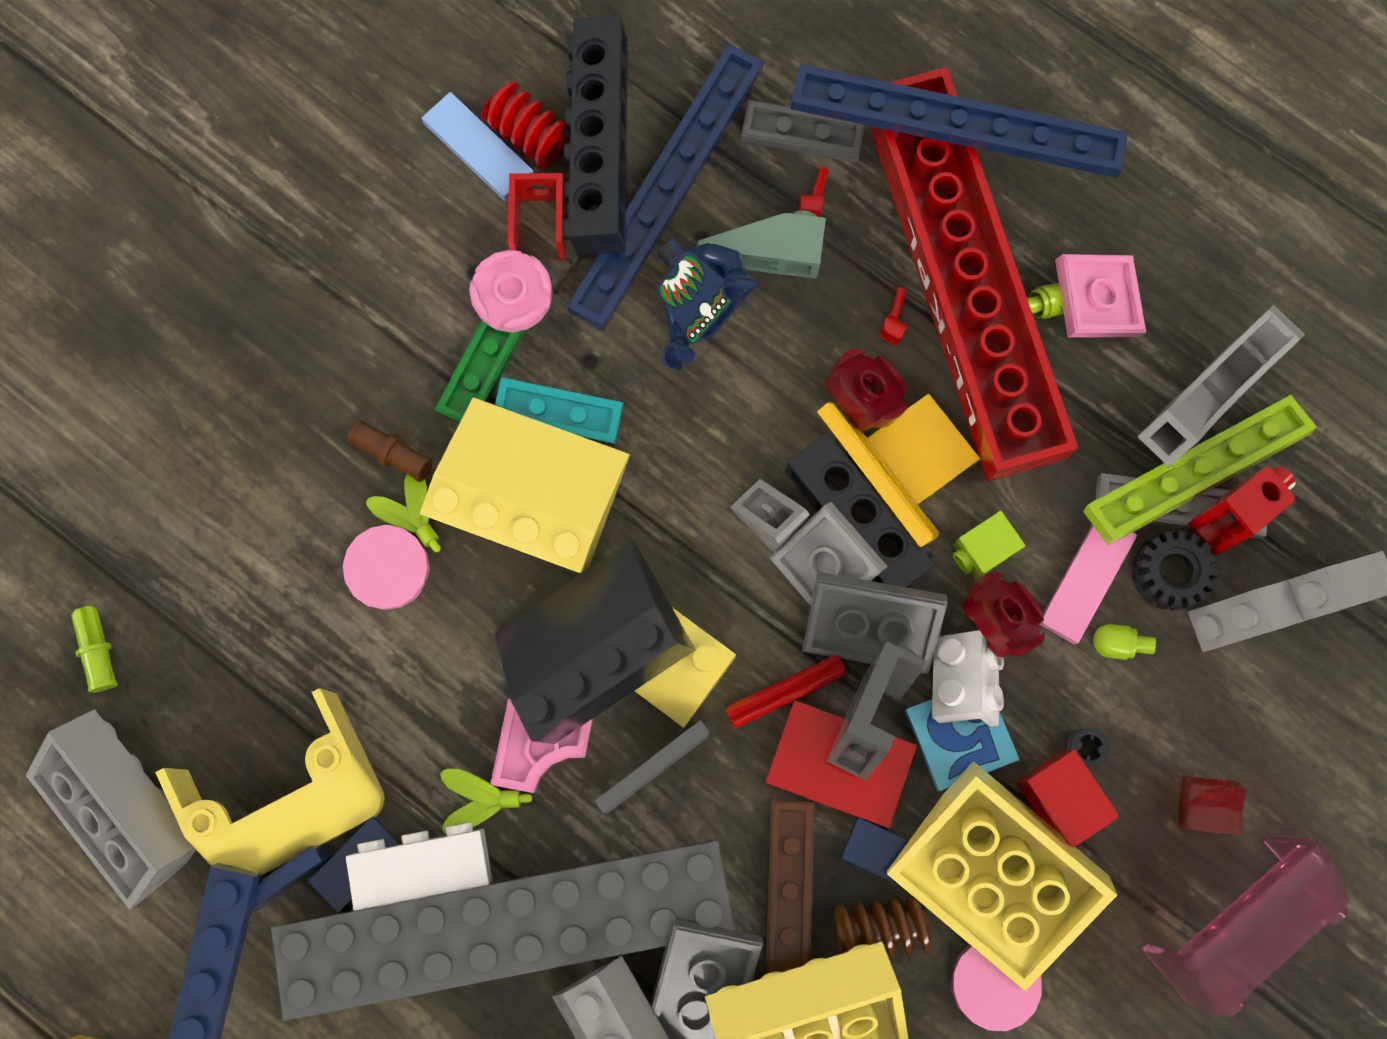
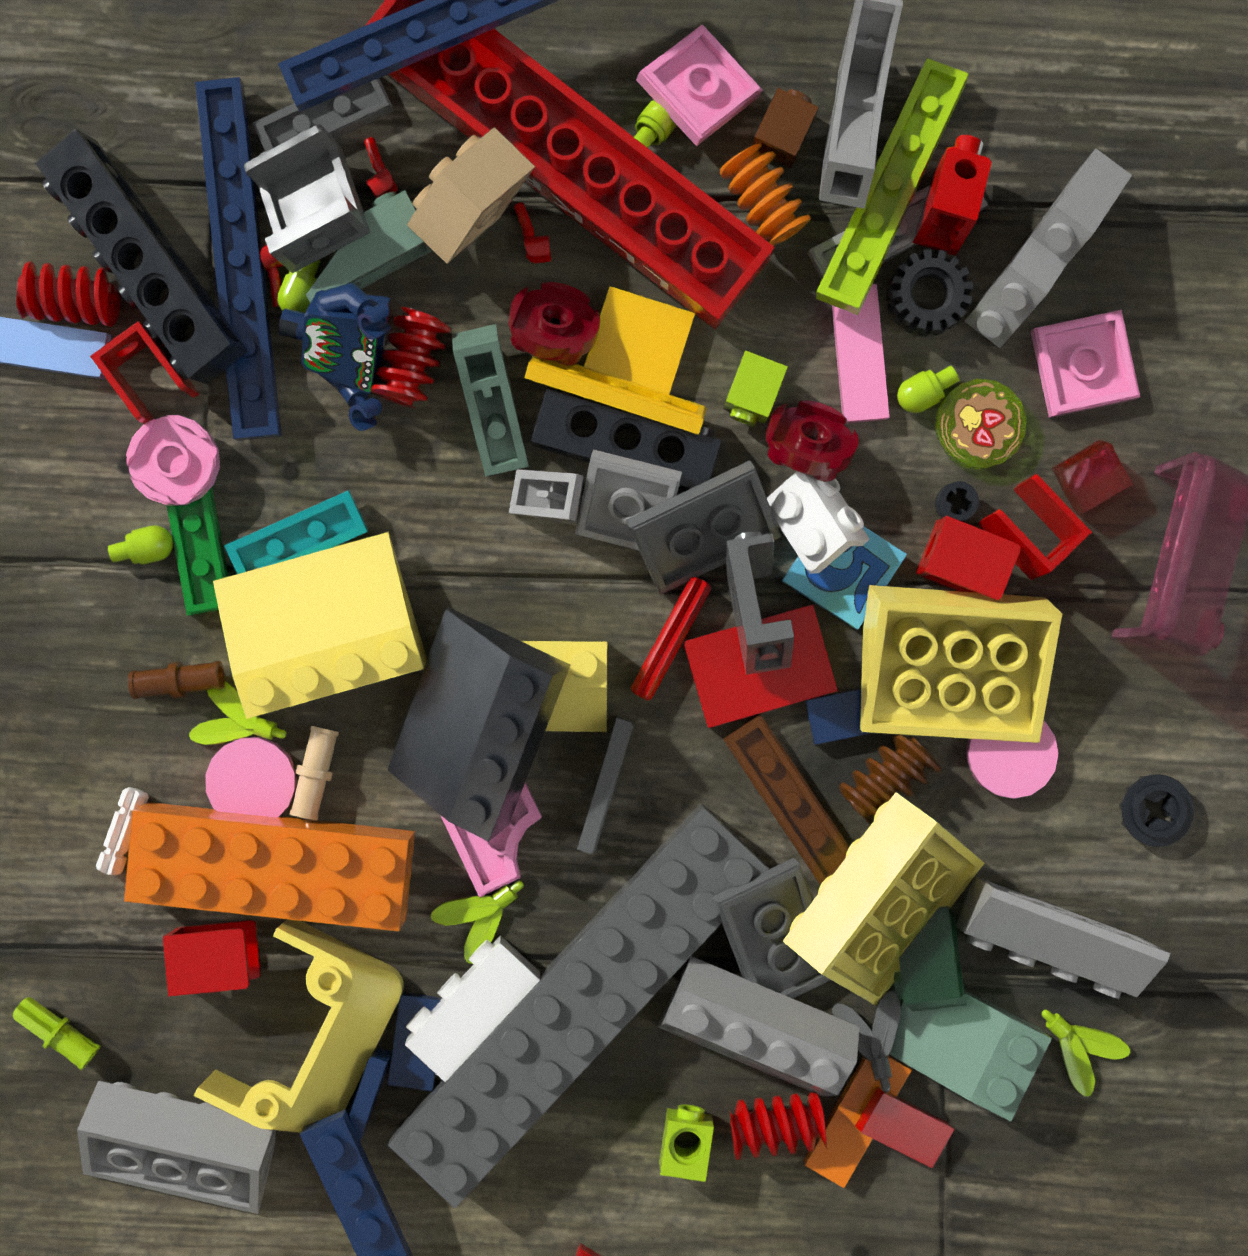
camera: 35 degrees left, 10 degrees up
(252, 678) = (211, 957): none -> red piece
(262, 534) = (118, 836): none -> white axle
(351, 641) = (269, 866): none -> orange brick
(438, 594) = (314, 773): none -> tan pin
(441, 337) = (143, 546): none -> lime cylinder
(693, 201) = (271, 266): none -> red hand
(698, 229) = (296, 286): none -> lime cylinder
(740, 339) = (410, 358): none -> red piece
(750, 175) = (308, 198): none -> dark grey panel
(777, 413) = (489, 399): none -> sand green slope
(872, 250) = (468, 193): none -> tan brick
(1093, 406) = (763, 195): none -> orange piece
(1145, 370) = (786, 125): none -> reddish brown brick
(1147, 700) = (980, 424): none -> tile
(1160, 810) = (1053, 513): none -> red piece
(1264, 713) = (1085, 363): none -> bright pink tile

